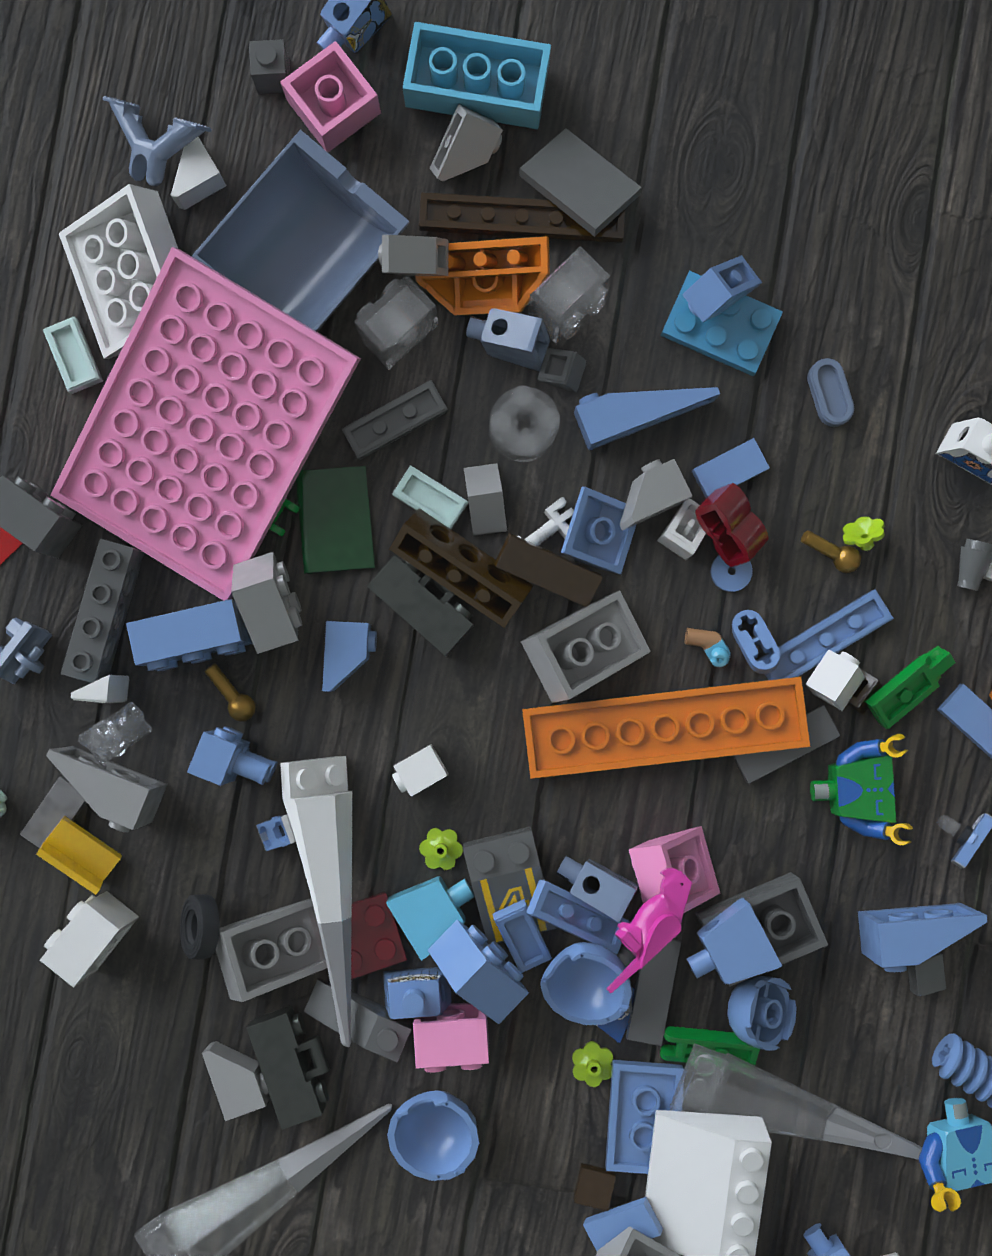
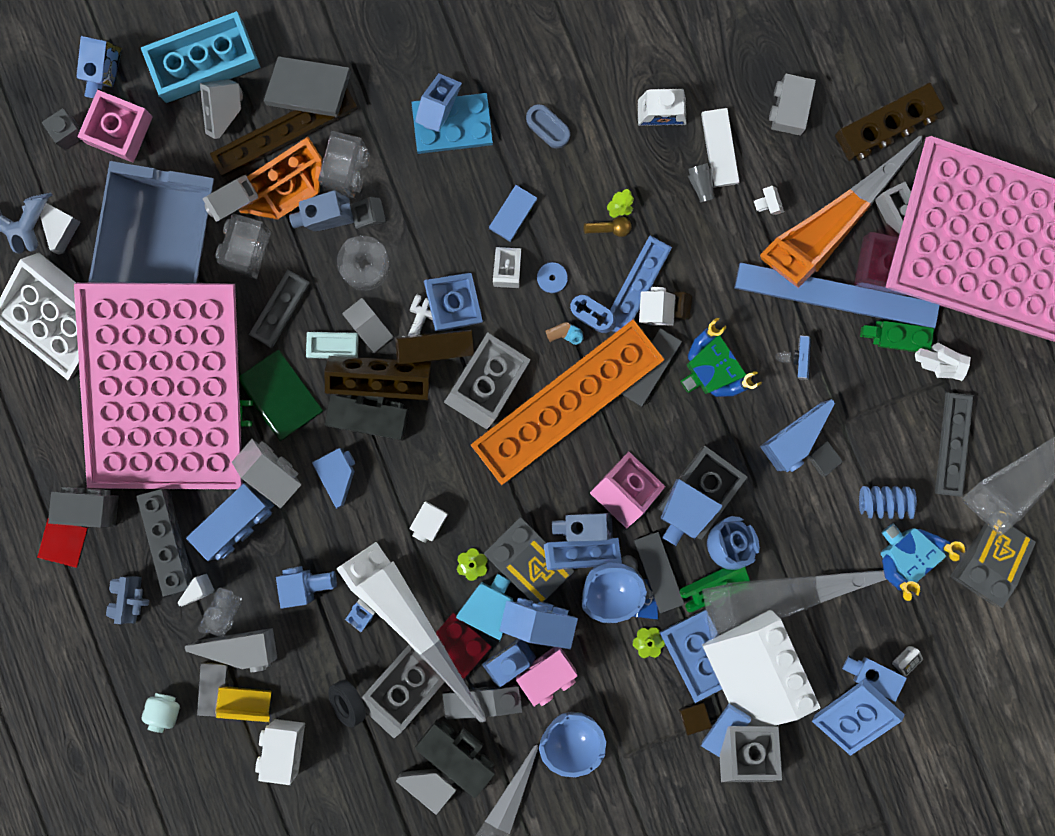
camera: 30 degrees left, 0 degrees up
(72, 355) = (46, 390): light aqua tile -> none
(240, 706) = (289, 550): pearl gold bar -> none
(522, 936) = (555, 587): medium blue tile -> none
(624, 413) = (422, 219): medium blue slope -> none
(654, 492) = (472, 257): light grey slope -> none
(654, 923) = (628, 526): dark pink animal -> none
(732, 525) = (533, 249): dark red brick -> none
(909, 687) = (707, 285): green hinge -> none

